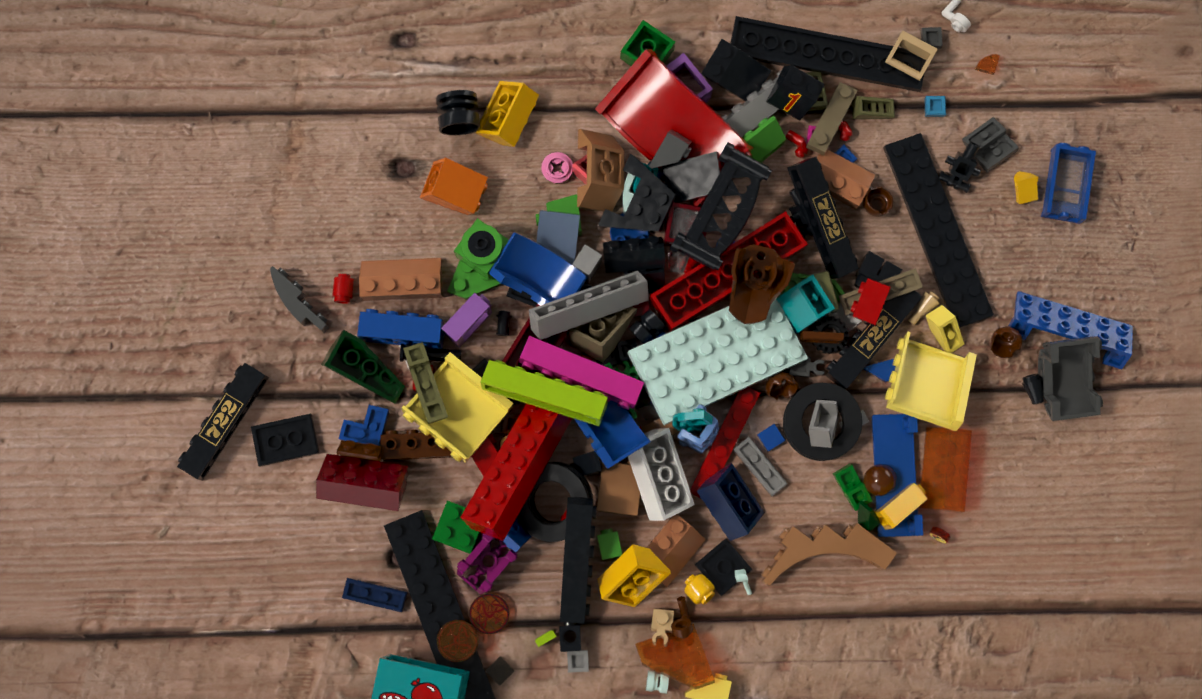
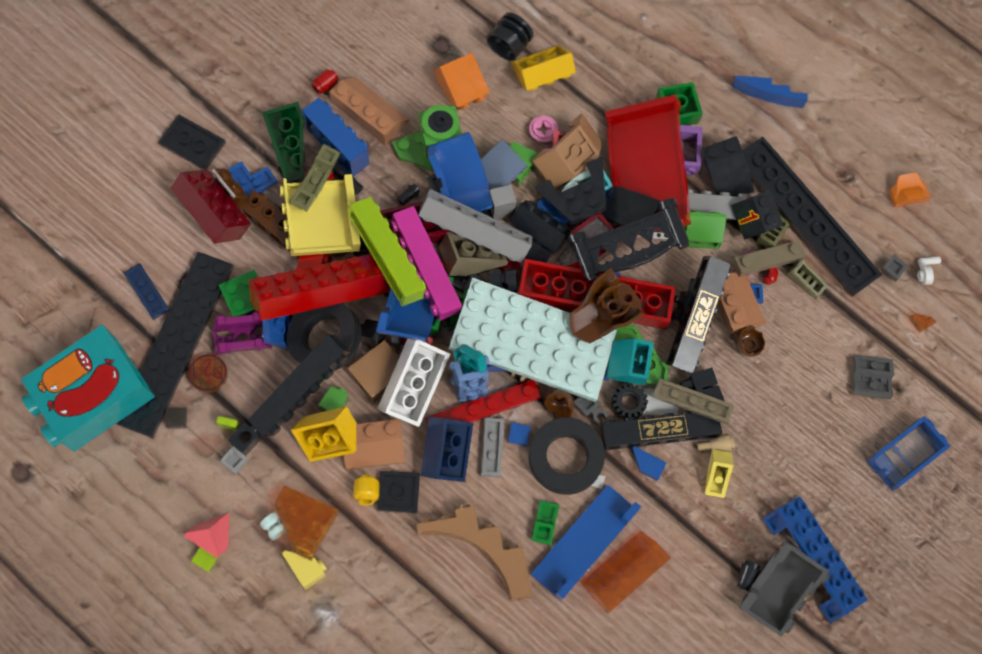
camera: 40 degrees right, 10 degrees down
(222, 422) = (164, 95): black brick -> none
(291, 296) = (286, 61): dark grey slope -> none
(457, 640) = (167, 368): clear orange tile -> none
(467, 319) = (385, 168): medium lavender window -> none
(662, 624) = (317, 489): tan plate -> none
(671, 150) = (631, 177): dark grey slope -> none
(682, 627) = (328, 503): reddish brown plate -> none
(741, 576) = (403, 507): light aqua hand -> none
(800, 143) = (731, 253): red arm -> none
(821, 337) = (620, 393): reddish brown tile -> none
(823, 423) = (564, 453): light grey panel -> none
(825, 282) = (657, 359): olive slope -> none
(867, 517) = (534, 552): dark green slope -> none
(870, 302) = (679, 398): red brick -> none
(880, 479) = (569, 533): reddish brown hair -> none
(901, 506) = (566, 563): yellow slope -> none
(916, 47) = (875, 259): tan tile -> none
(930, 383) = (669, 496): light yellow panel -> none
(935, 106) = (855, 316): dark azure tile -> none
(938, 230) = (777, 403): black plate -> none
(939, 535) = (577, 614): clear red tile -> none
(962, 166) = (836, 371): black piece -> none
(1005, 342) = (756, 521): reddish brown hair -> none
(1025, 187) = (872, 428): yellow tile -> none

